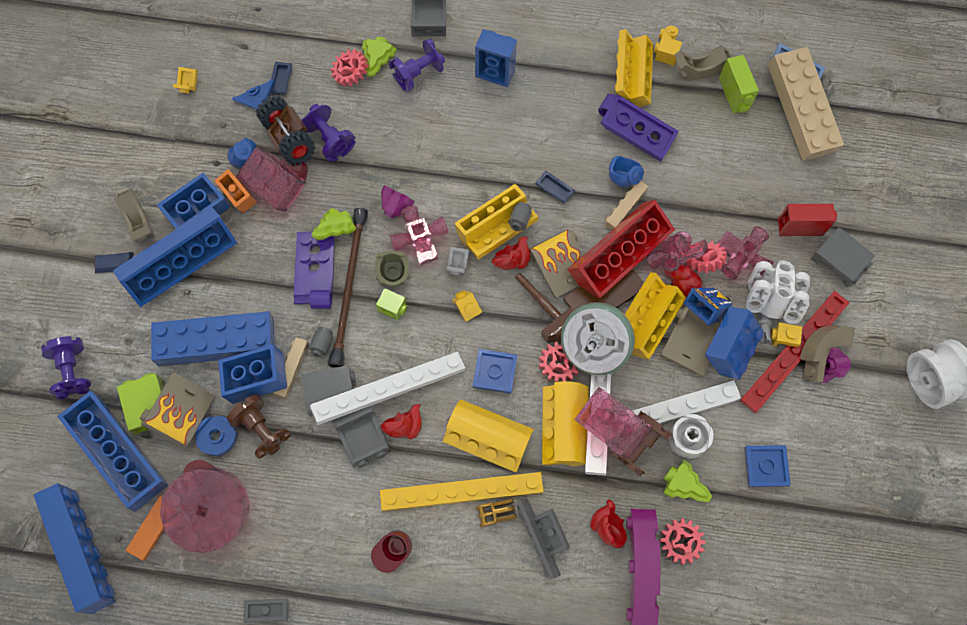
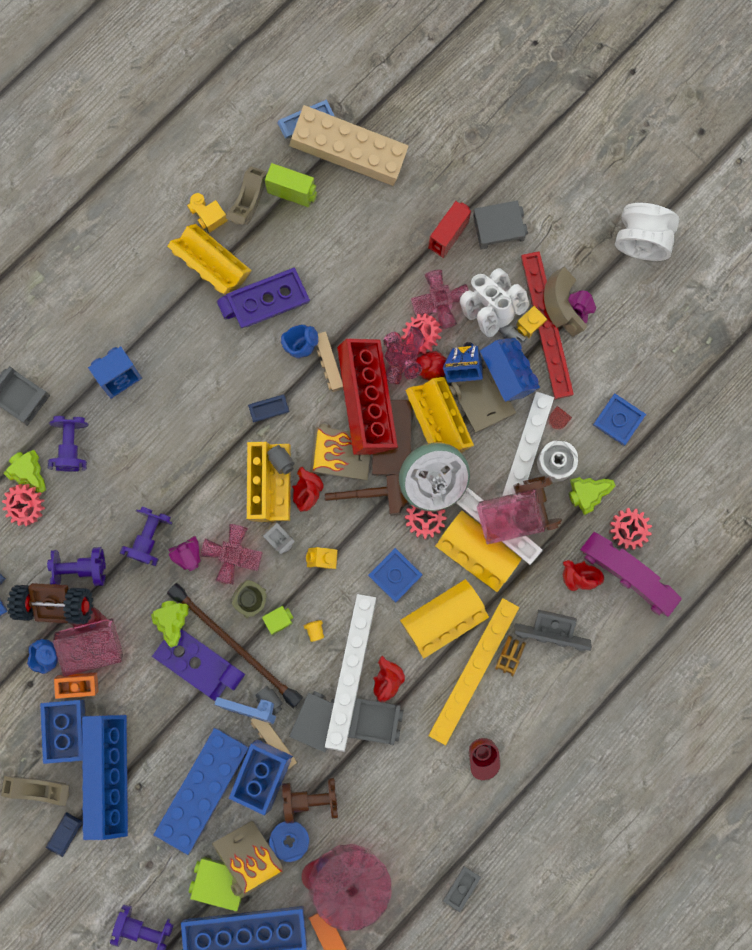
camera: 55 degrees left, 10 degrees up
(306, 339) = (262, 713): none -> medium blue hinge
(380, 165) = (144, 544): none -> dark purple piece
(403, 338) = (314, 630): none -> yellow piece
(727, 415) = (558, 418): none -> clear red tile

